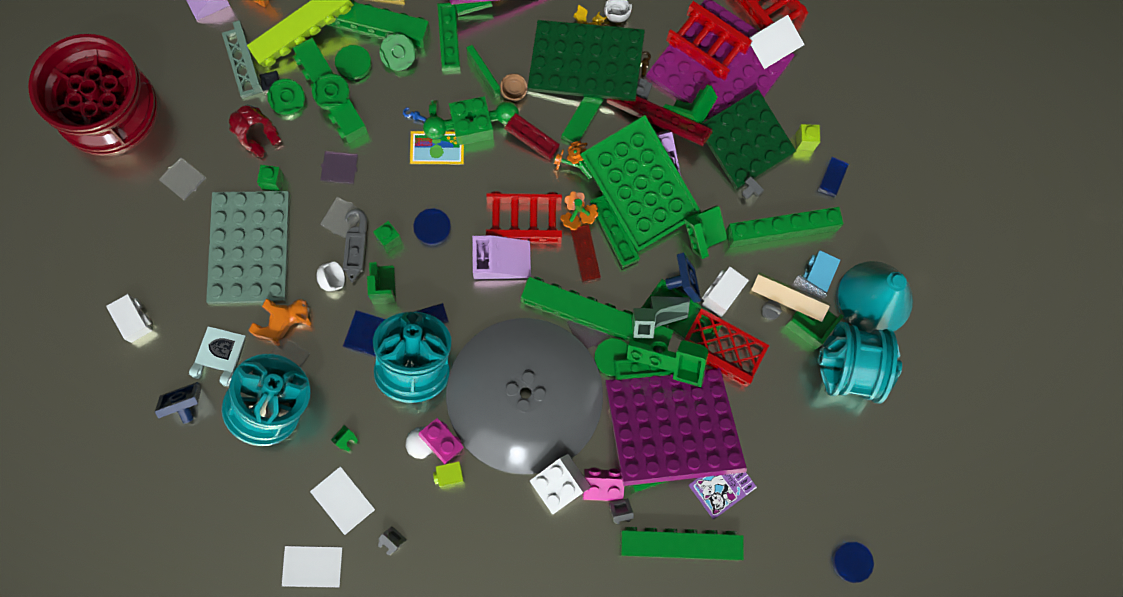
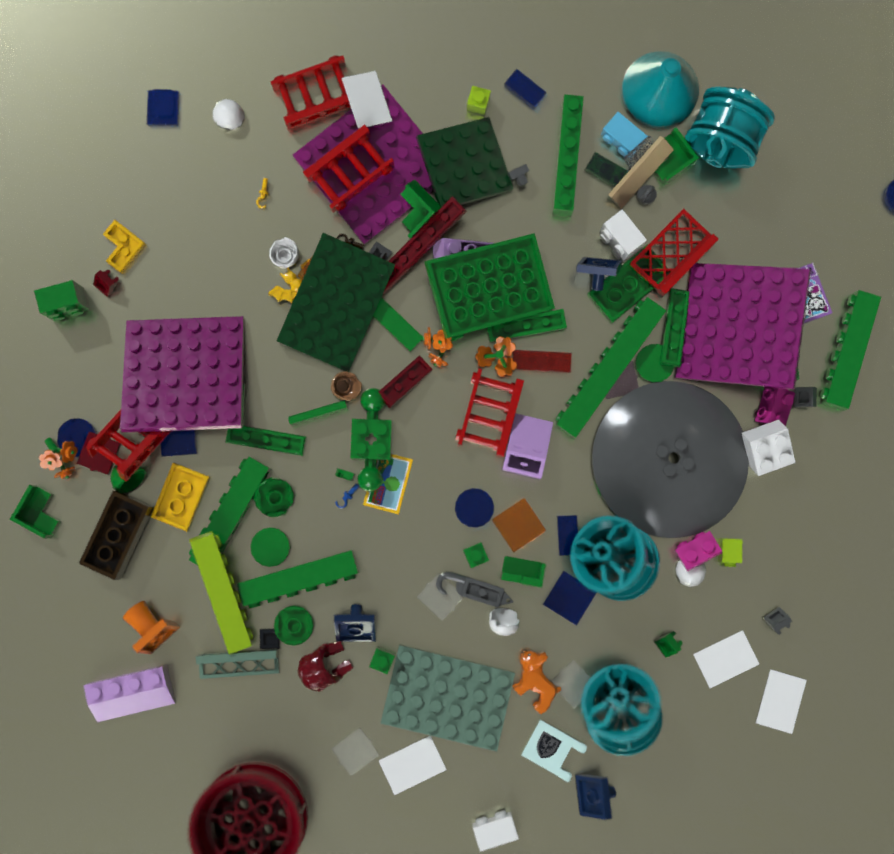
camera: 65 degrees left, 10 degrees up
(179, 231) = (412, 765): none -> white sticker
(295, 146) = (355, 626): none -> dark blue tile
(330, 91) = (305, 577): green tile -> none
(339, 167) = (384, 587): clear purple piece -> none
(426, 270) = (518, 525): none -> clear orange tile
(661, 312) = (626, 303): sand green arch -> none
(687, 363) = (689, 293): green plate -> none
(705, 230) = (551, 235): green bracket -> none
(783, 265) = (605, 169): none -> clear green tile

